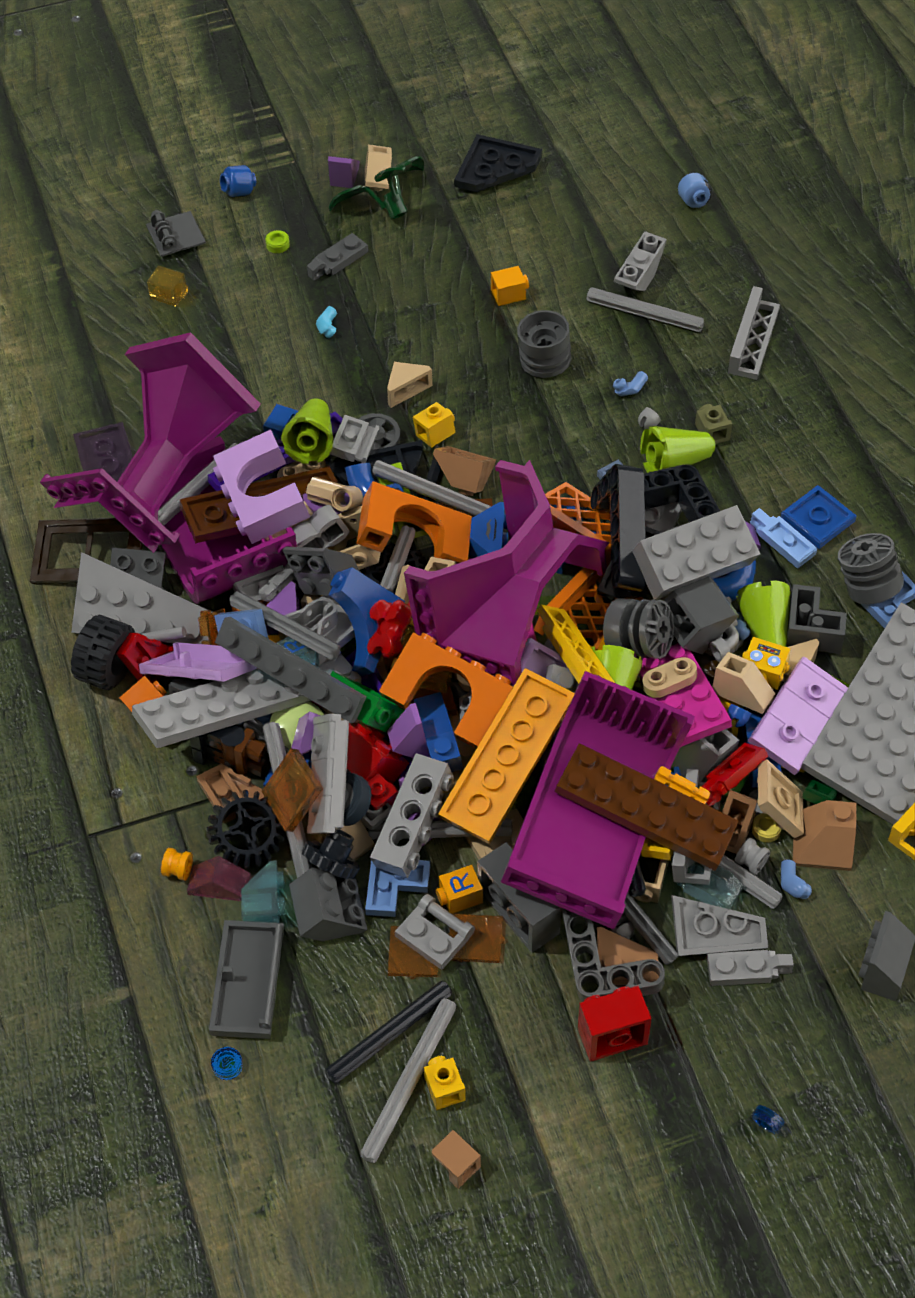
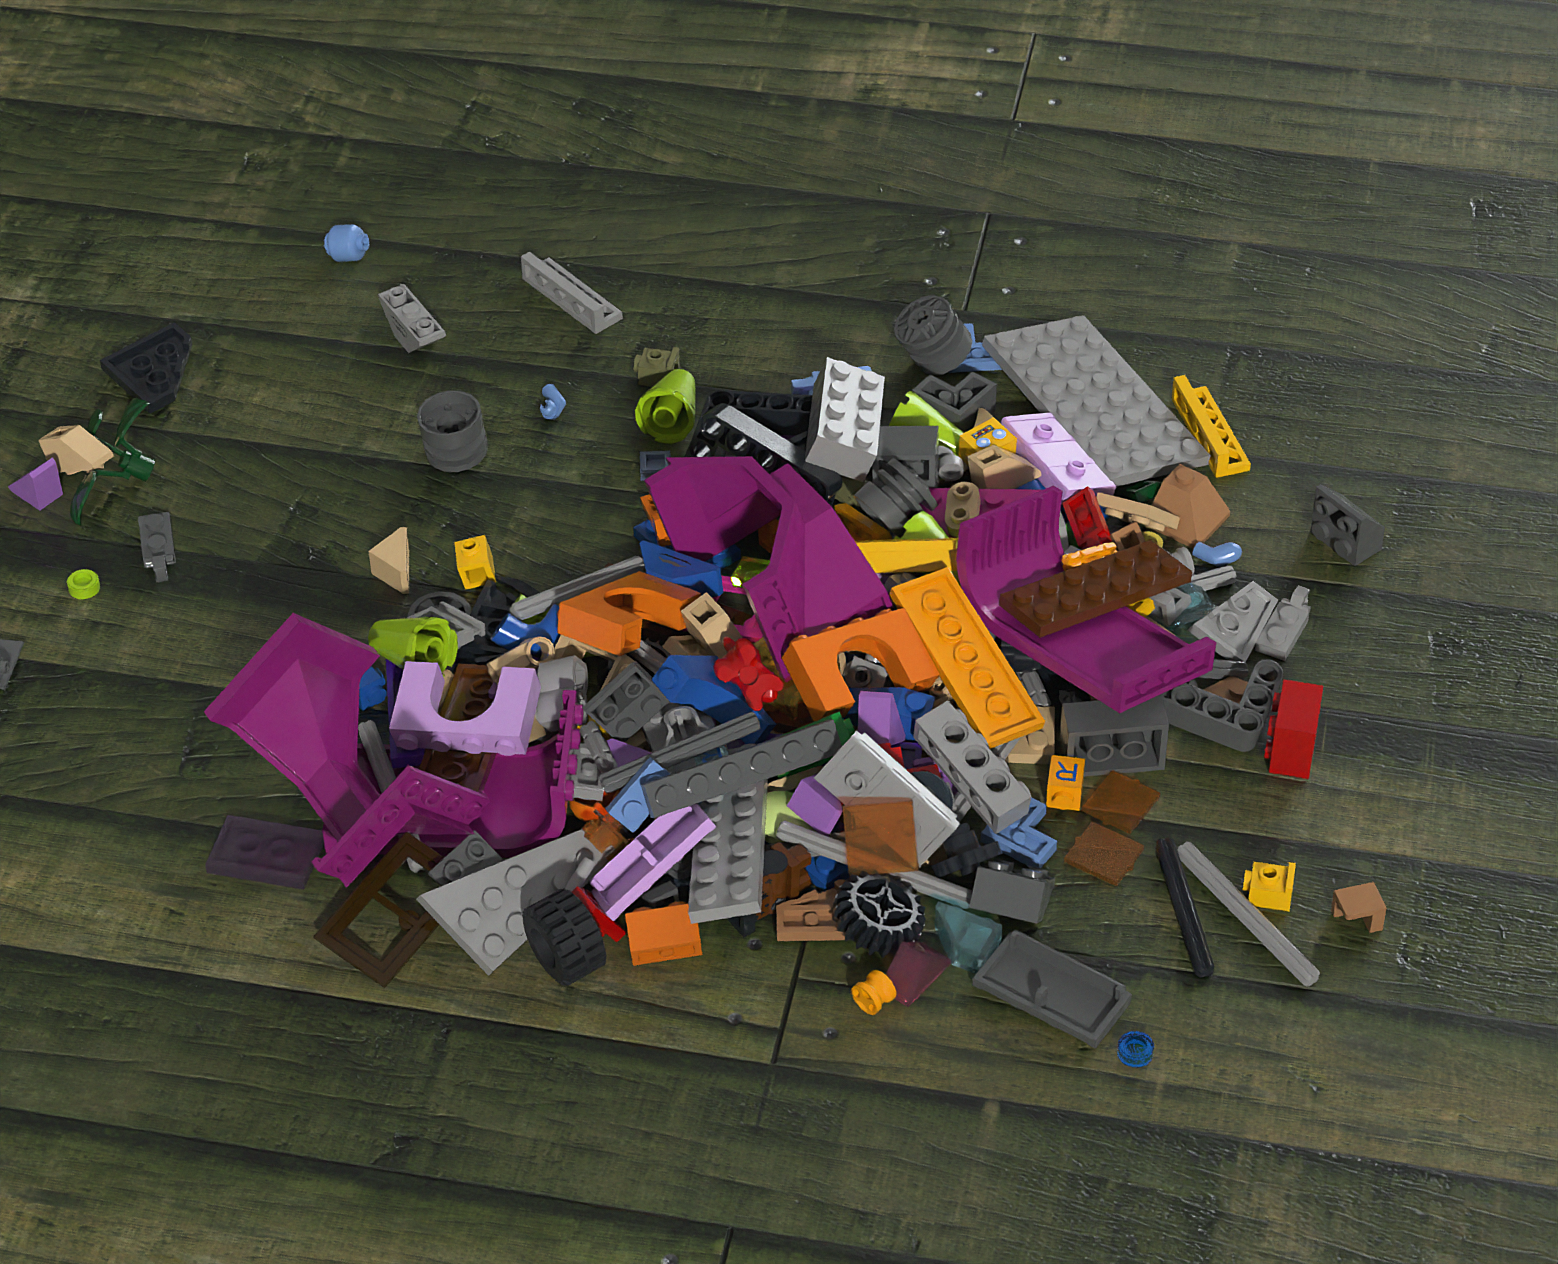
camera: 60 degrees left, 10 degrees down
(167, 286) = (64, 696): clear yellow brick -> none
(324, 322) = (246, 592): medium azure arm -> none
(429, 939) = (1100, 832): light grey plate -> none
(464, 469) = (555, 563): medium nougat slope -> none
(509, 285) = (338, 429): light orange brick -> none
(645, 309) = (463, 350): light grey axle -> none
(648, 418) = (608, 407): light grey hinge -> none
(767, 1119) = (1451, 678): clear blue tile -> none
(818, 516) = (832, 342): blue plate -> none

